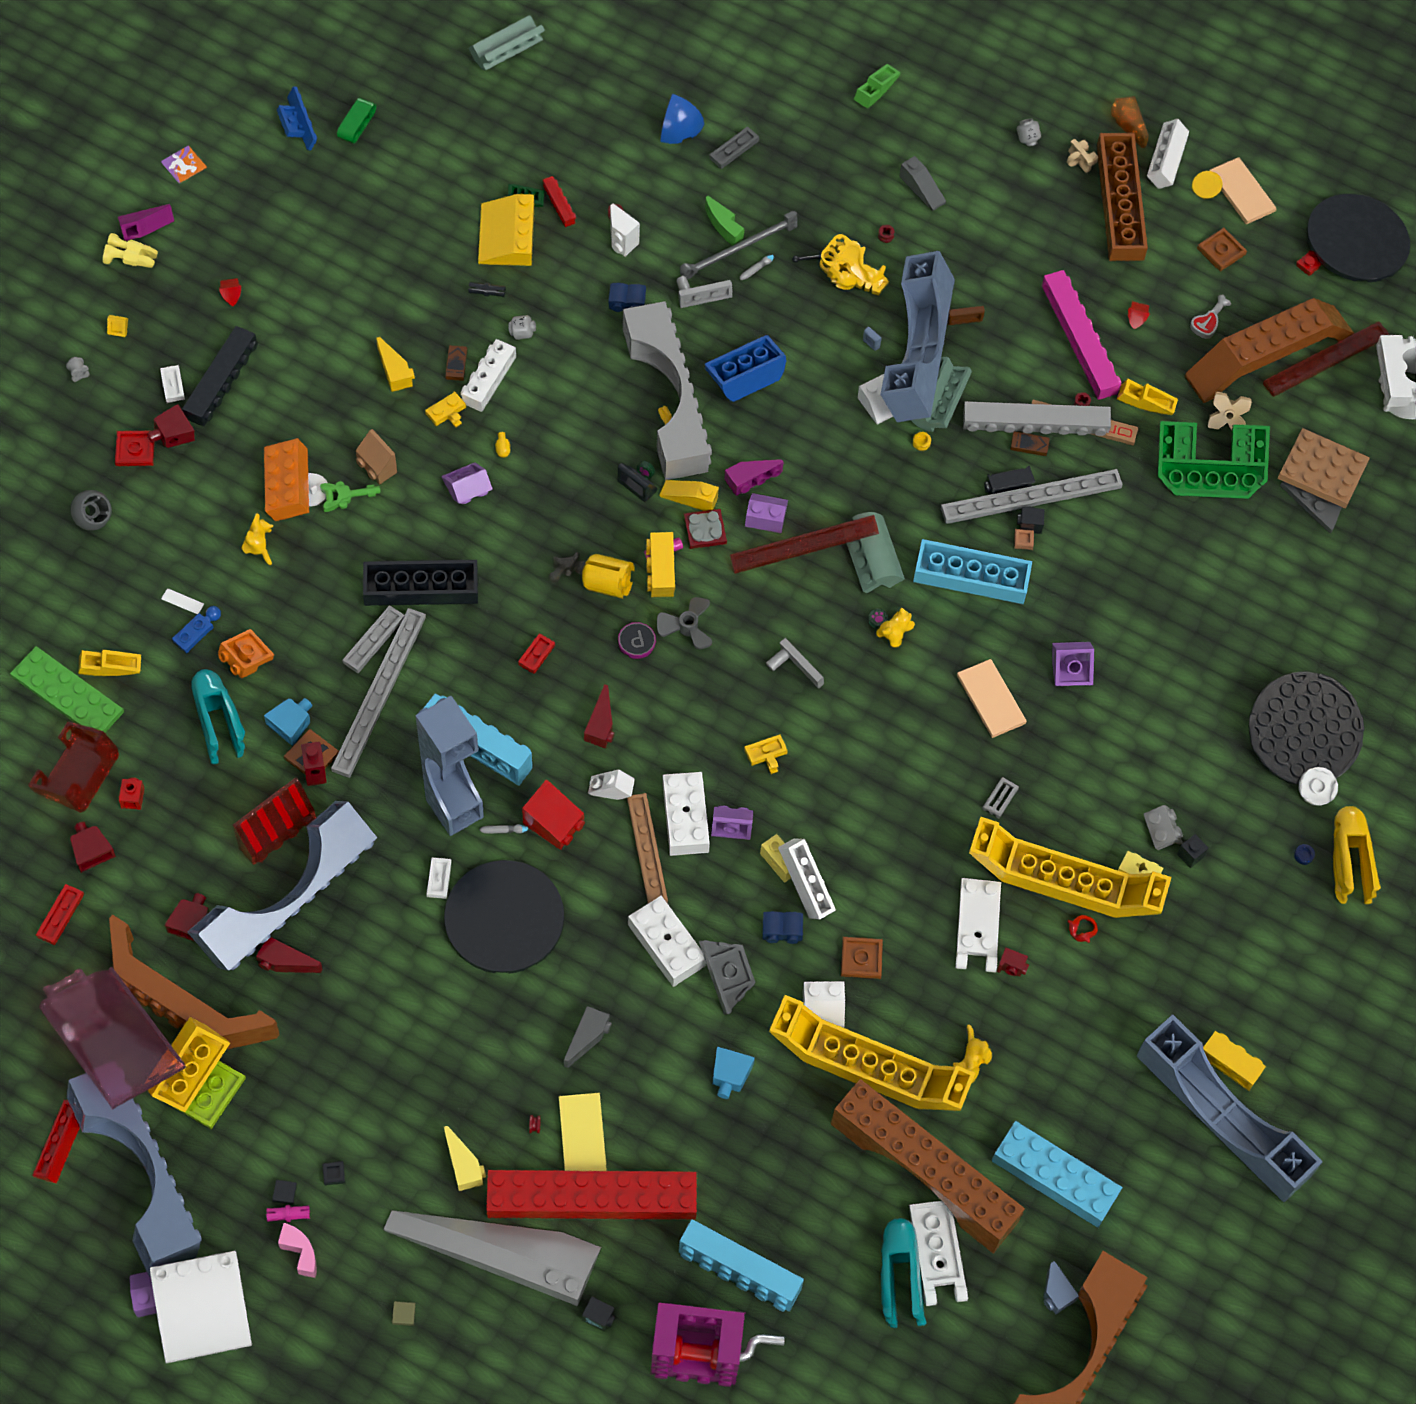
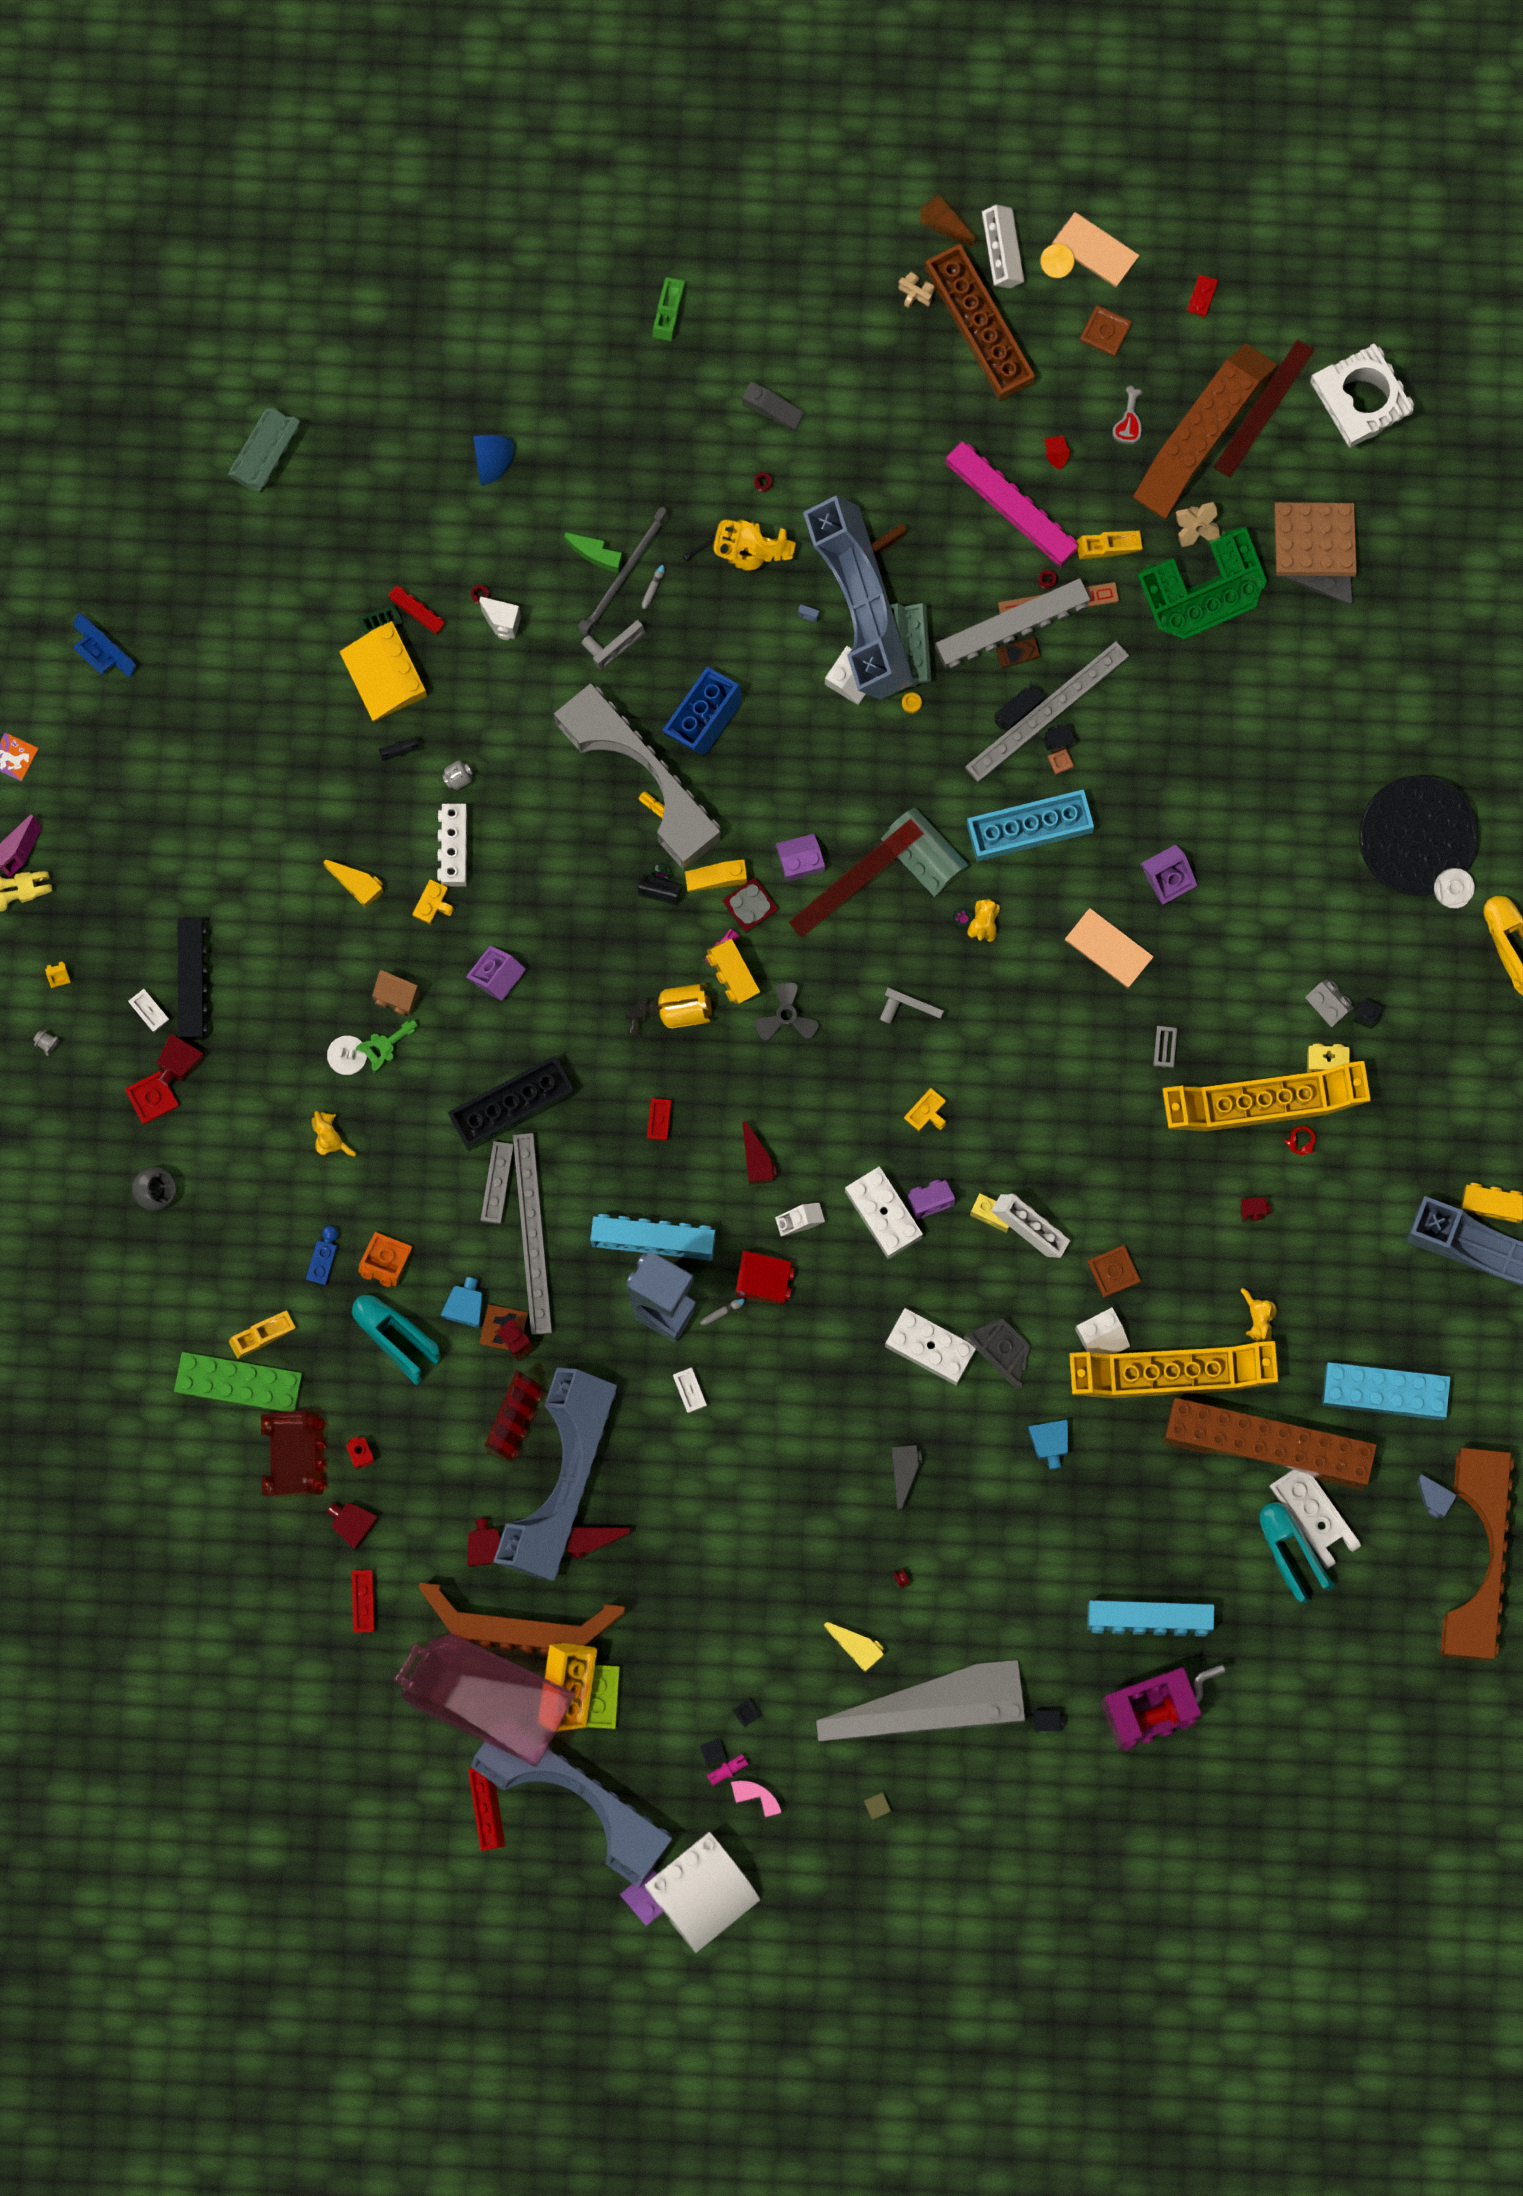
camera: 20 degrees left, 15 degrees up
(182, 601) = (291, 1234): white sticker -> none
(230, 290) = (146, 878): red tile -> none
(286, 479) = (322, 1060): orange brick -> none
(356, 120) = (161, 619): green beam -> none
(456, 363) = (413, 845): reddish brown tile -> none
(502, 445) = (508, 915): yellow cylinder -> none
(504, 916) = (768, 1396): black tile -> none
(582, 1132) = (948, 1566): light yellow tile -> none
(591, 1194) = (986, 1618): red brick -> none
(626, 296) = (544, 688): dark blue brick -> none
(636, 640) = (745, 1057): black tile -> none
(646, 847) = (864, 1264): medium nougat tile -> none
(734, 147) = (560, 458): dark grey plate -> none
(751, 473) = (761, 828): magenta slope -> none
(782, 926) = (1028, 1279): dark blue brick -> none
(978, 913) = (1202, 1175): white hinge -> none
(1029, 132) = (850, 290): light grey head -> none
(1304, 854) = (1470, 963): clear blue tile -> none
(1358, 237) = (1236, 250): black tile -> none

